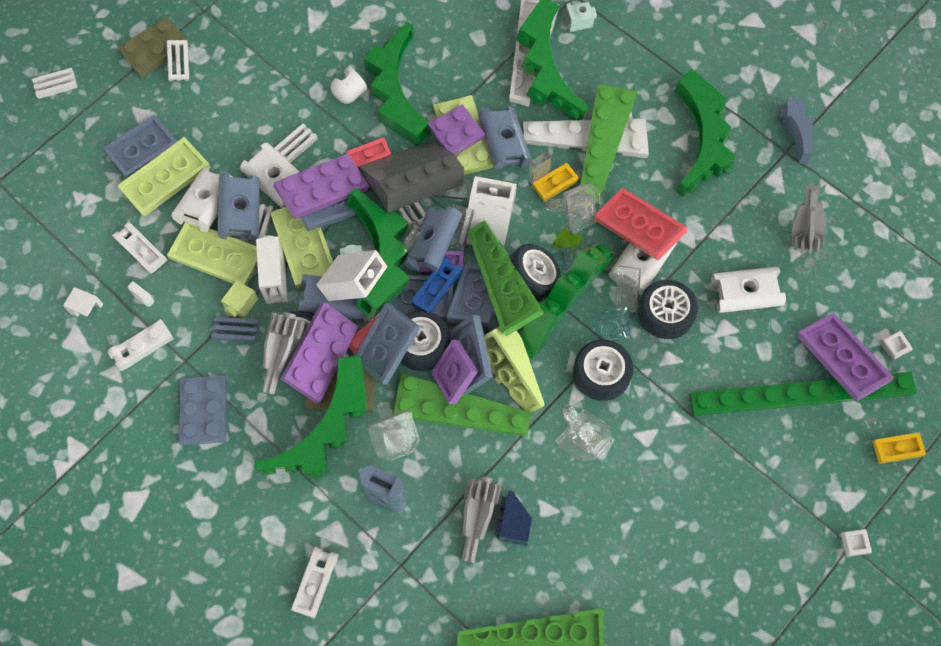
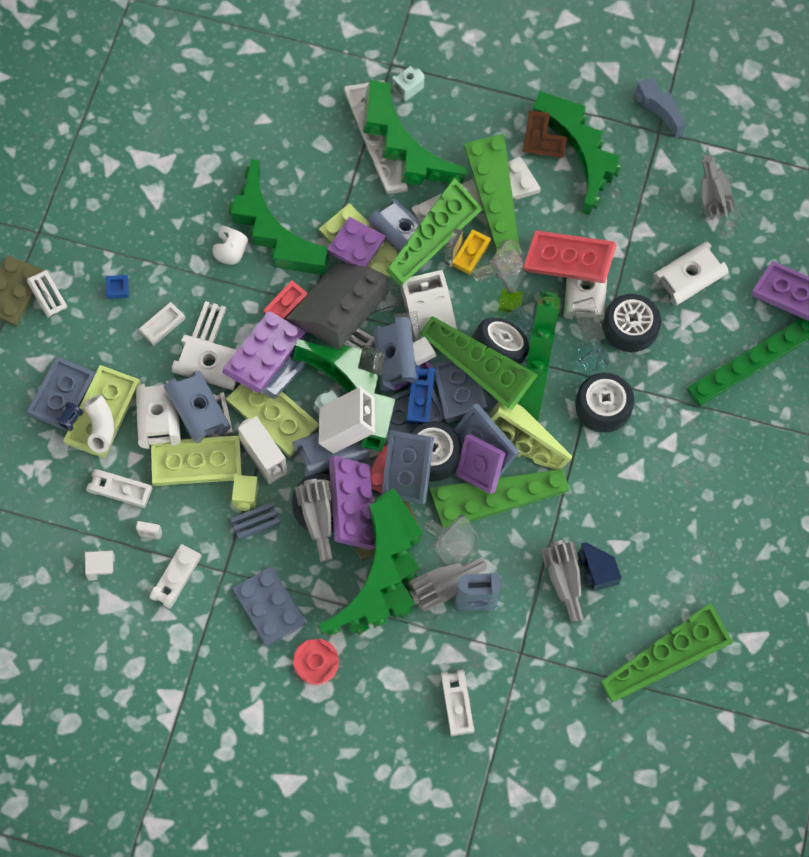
camera: 30 degrees left, 0 degrees up
(127, 173) = (69, 416): none -> dark blue bush
(153, 184) = (102, 423): none -> white cylinder
(214, 480) = (316, 661): none -> coral tile
(238, 80) = (117, 286): none -> blue plate
(257, 127) = (162, 323): none -> white tile
(280, 449) = (369, 603): none -> green arch
(347, 463) = (441, 583): none -> light grey piece
(459, 247) = (423, 351): none -> white tile
(556, 137) = (450, 211): none -> bright green wing
(585, 436) = (619, 466): clear piece -> none
(668, 110) = (537, 139): none -> reddish brown plate

